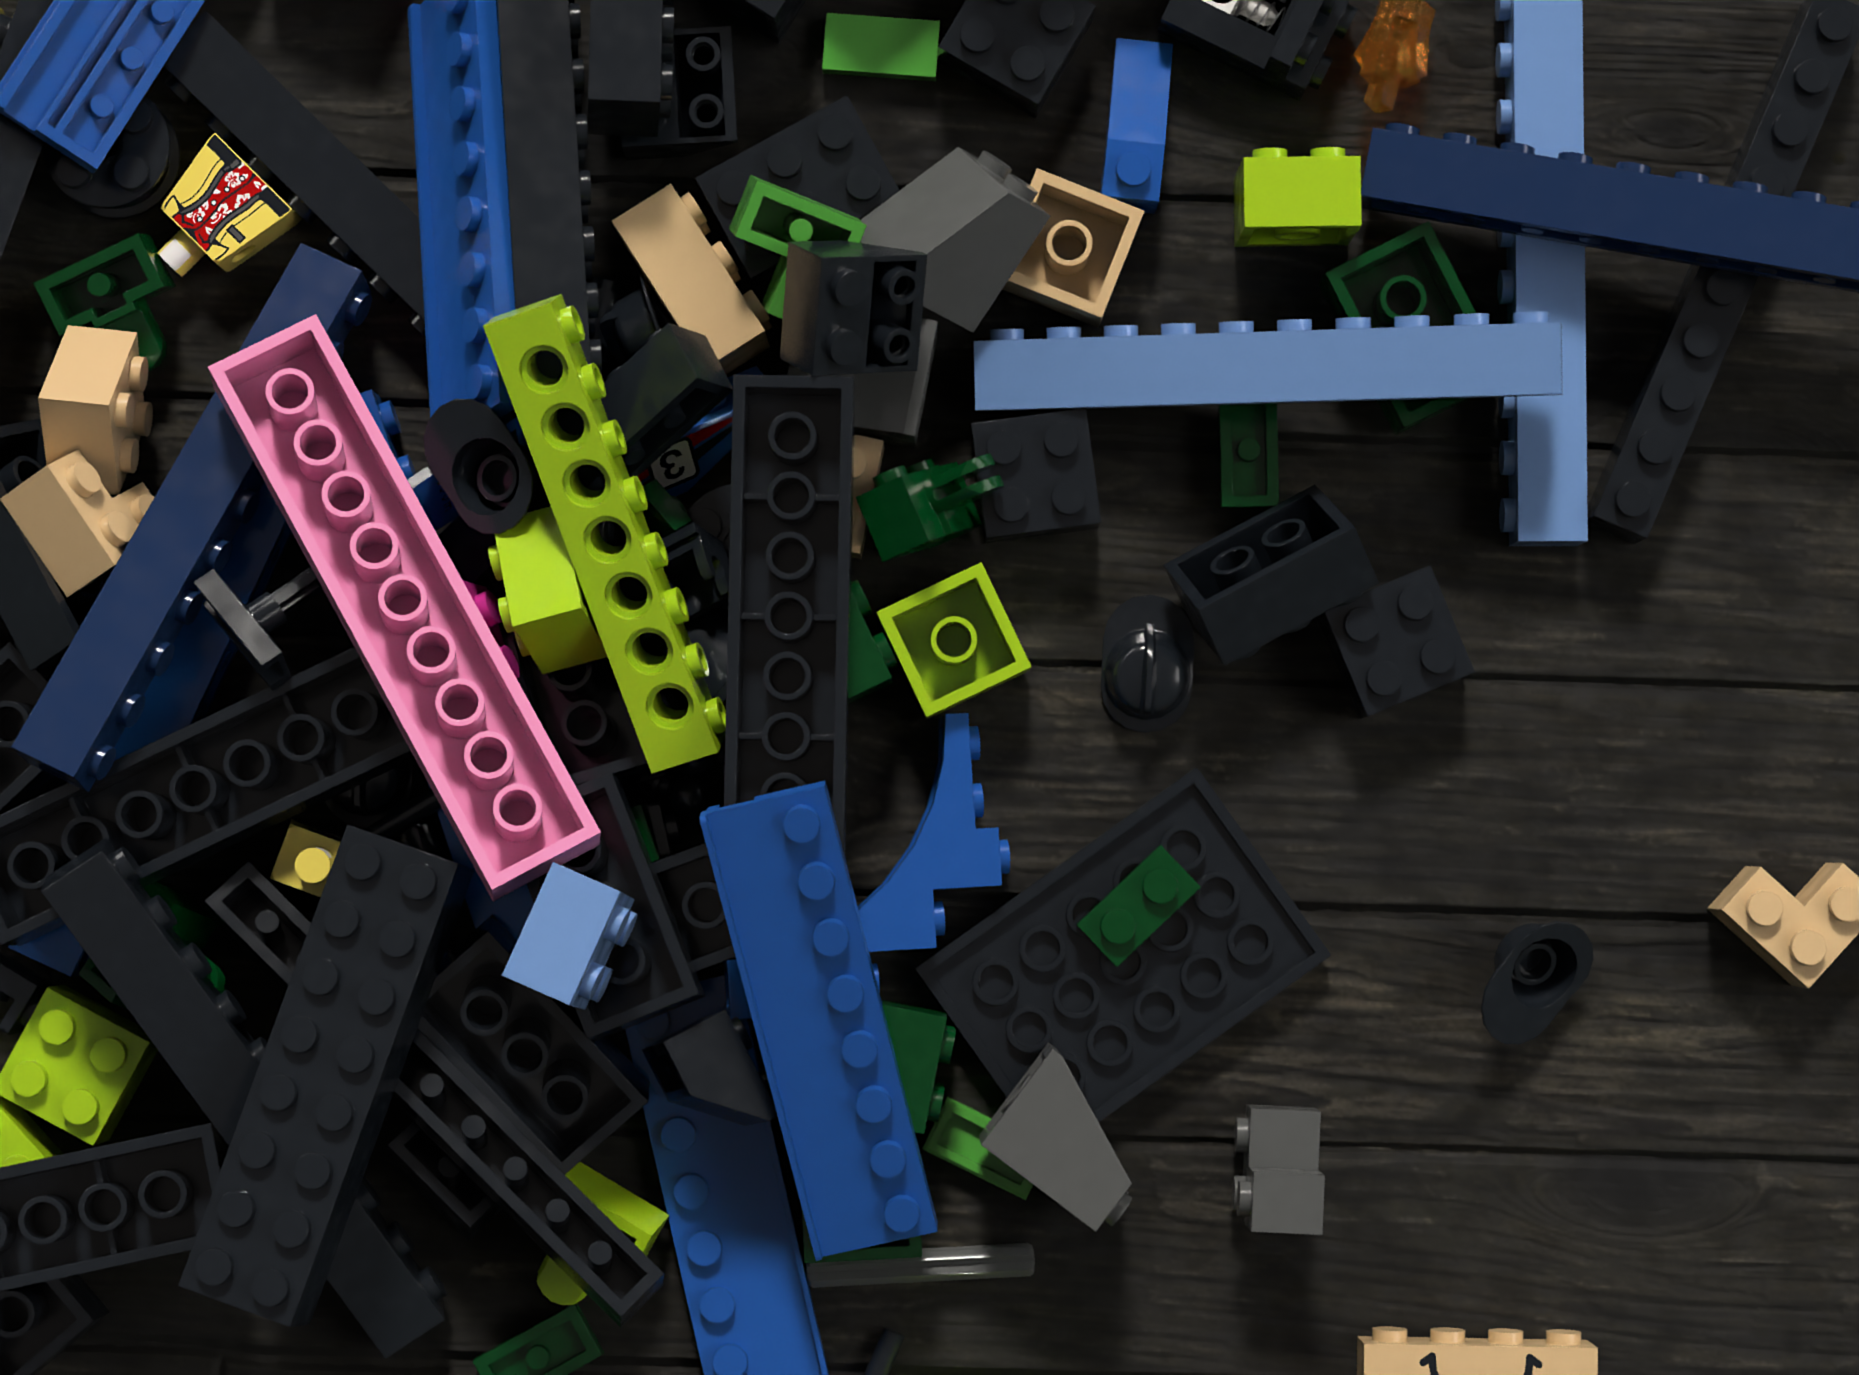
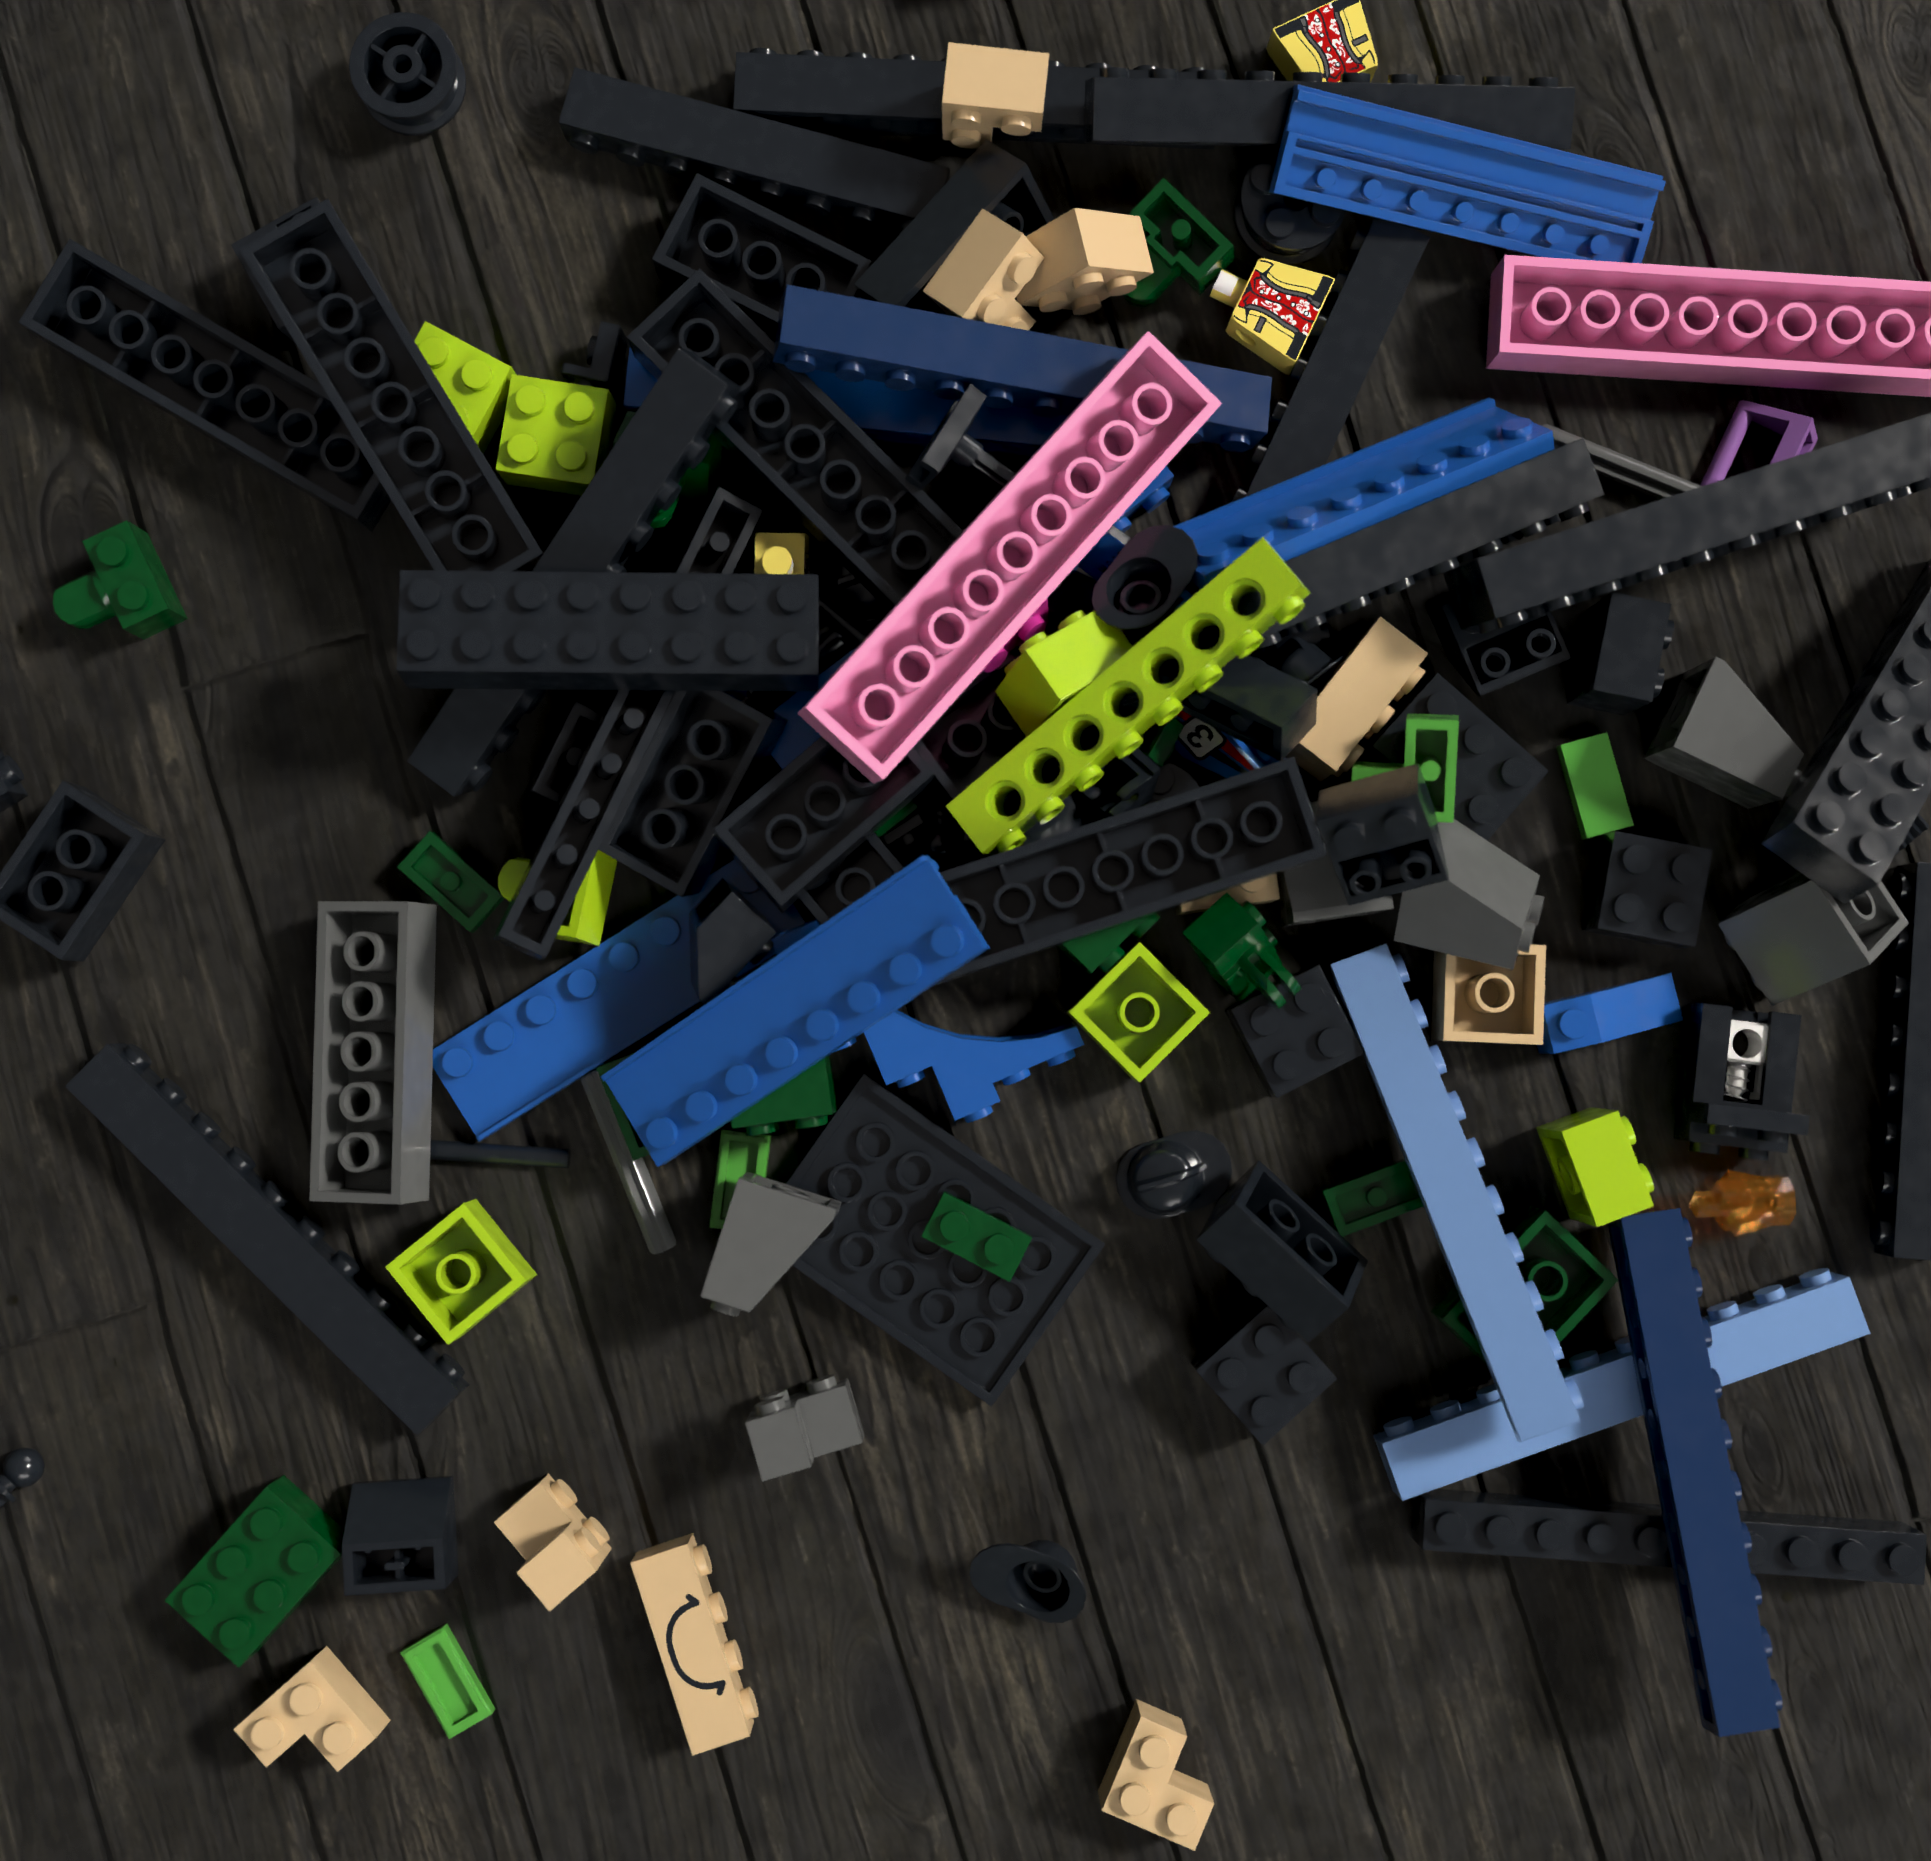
camera: 70 degrees right, 0 degrees up
(571, 937) = (788, 785): medium blue brick -> none

